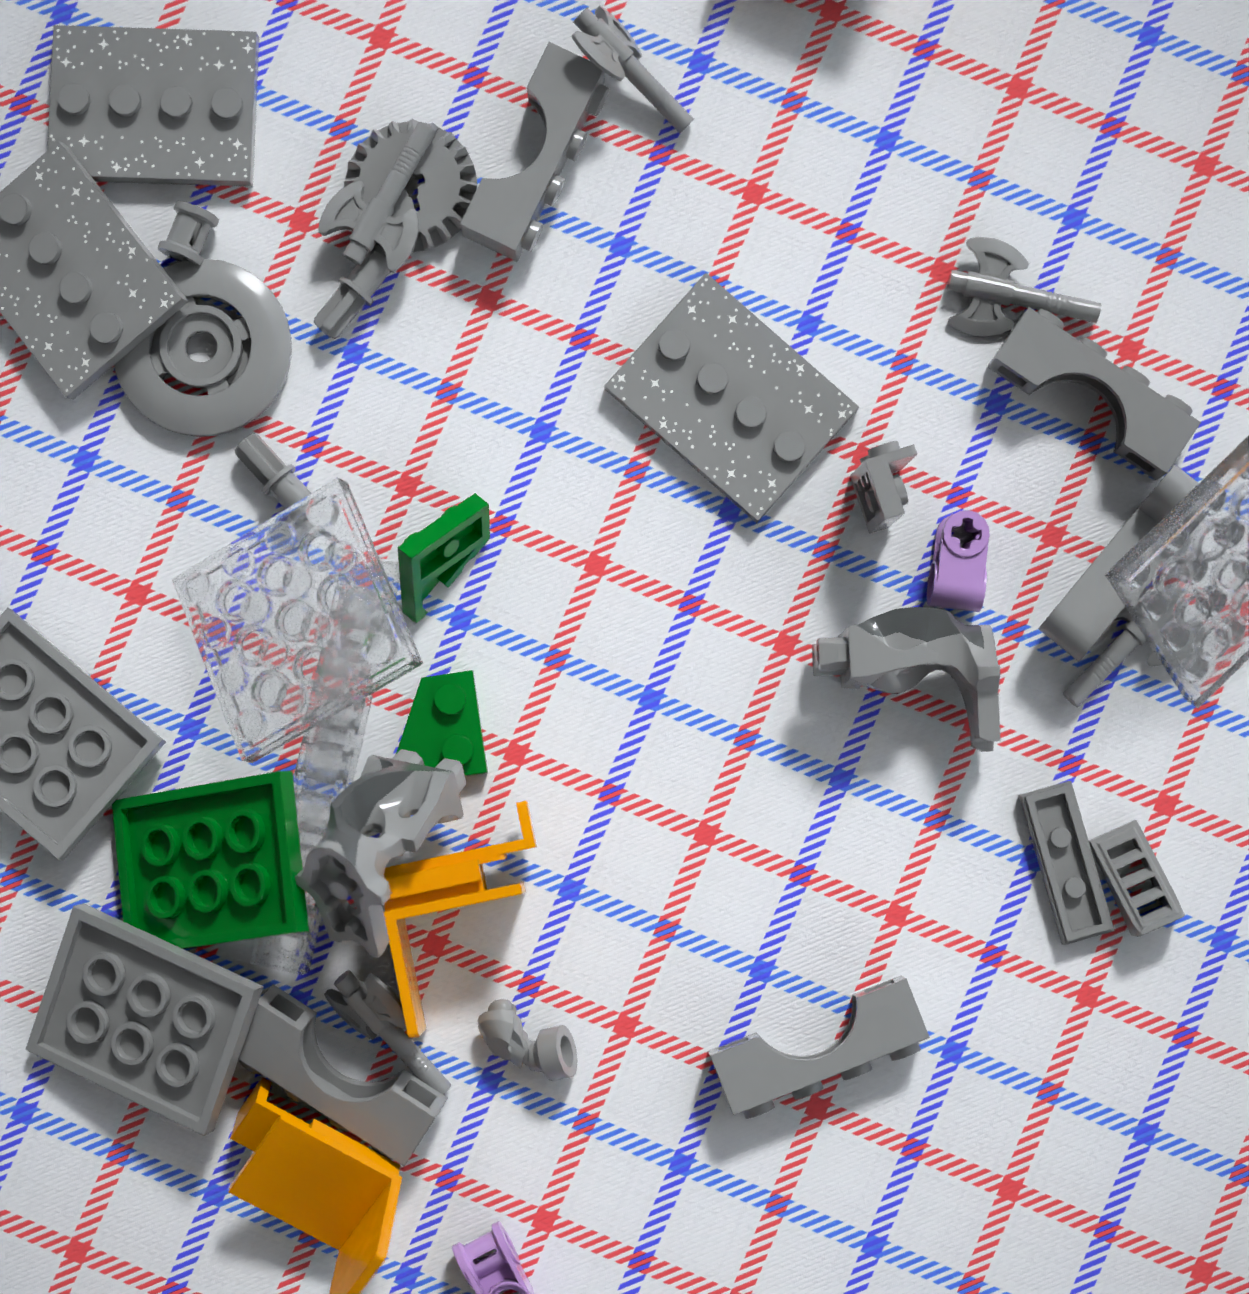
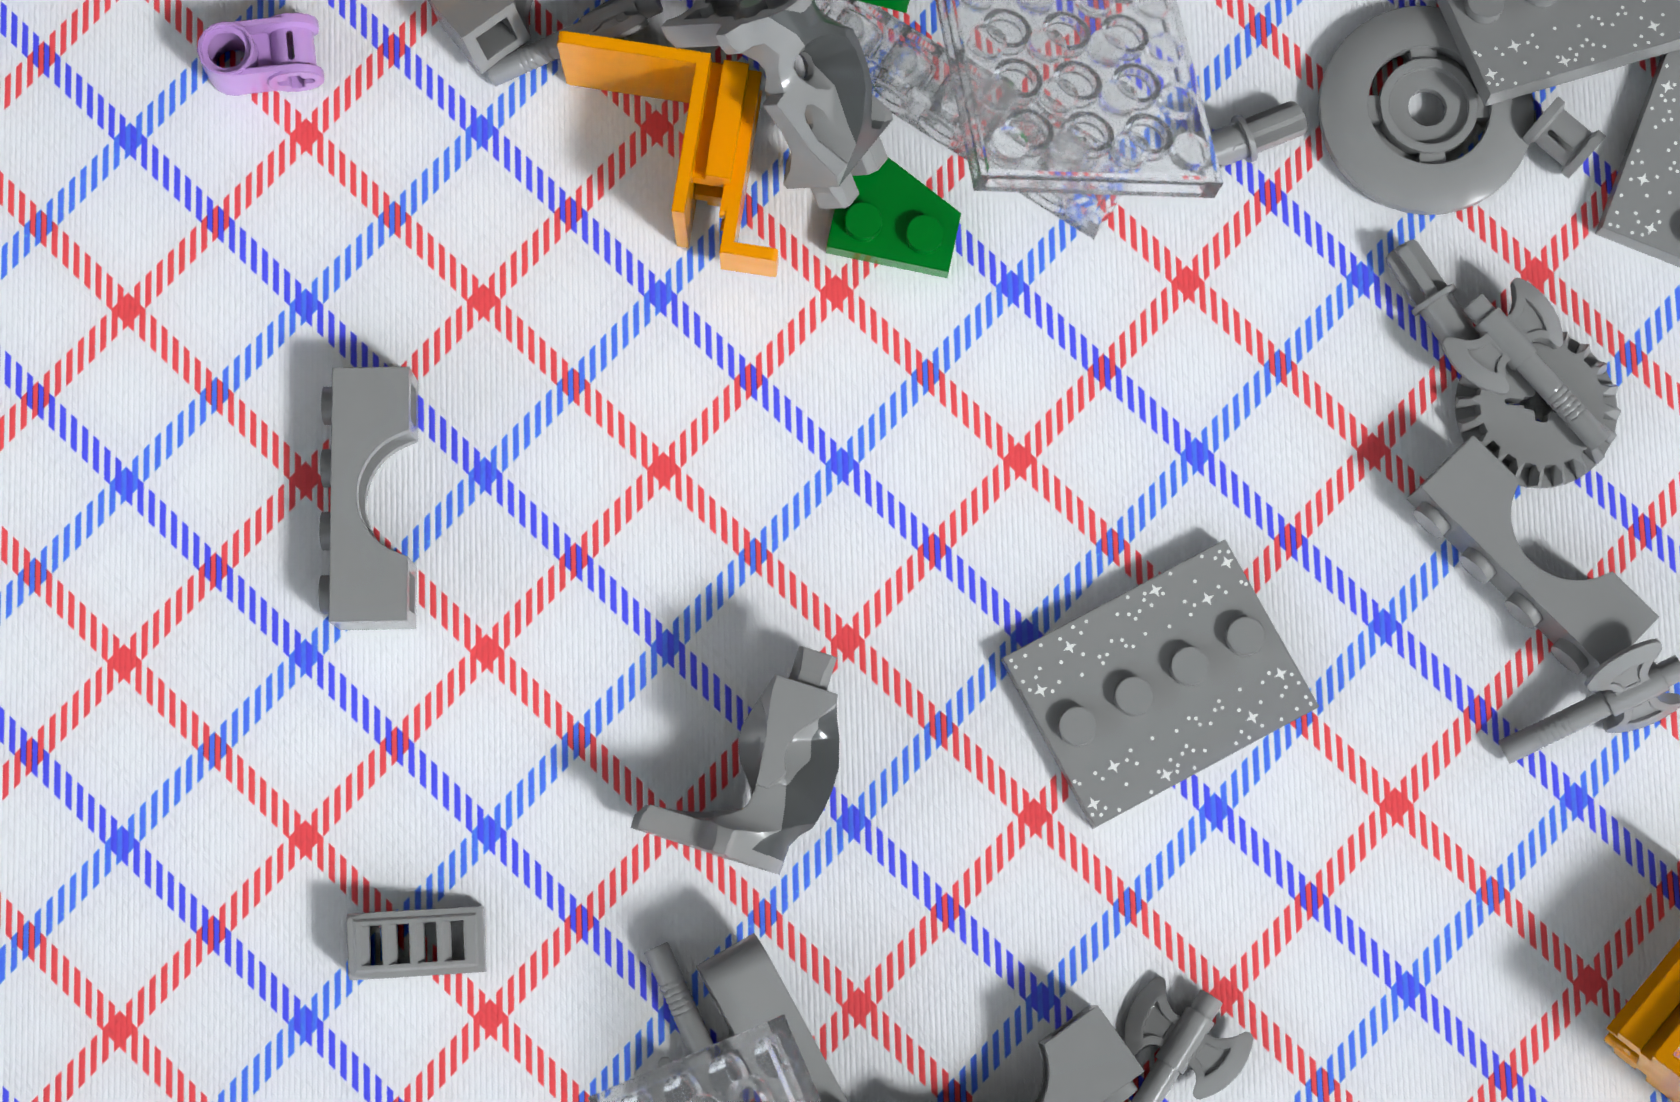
camera: 110 degrees right, 5 degrees down
(441, 552) = (1096, 281): green wing -> none
(551, 1053) = (484, 202): light grey arm -> none
(877, 490) = (981, 806): light grey bracket -> none
(957, 573) = (857, 866): lavender piece -> none
(1066, 862) = (468, 869): light grey tile -> none

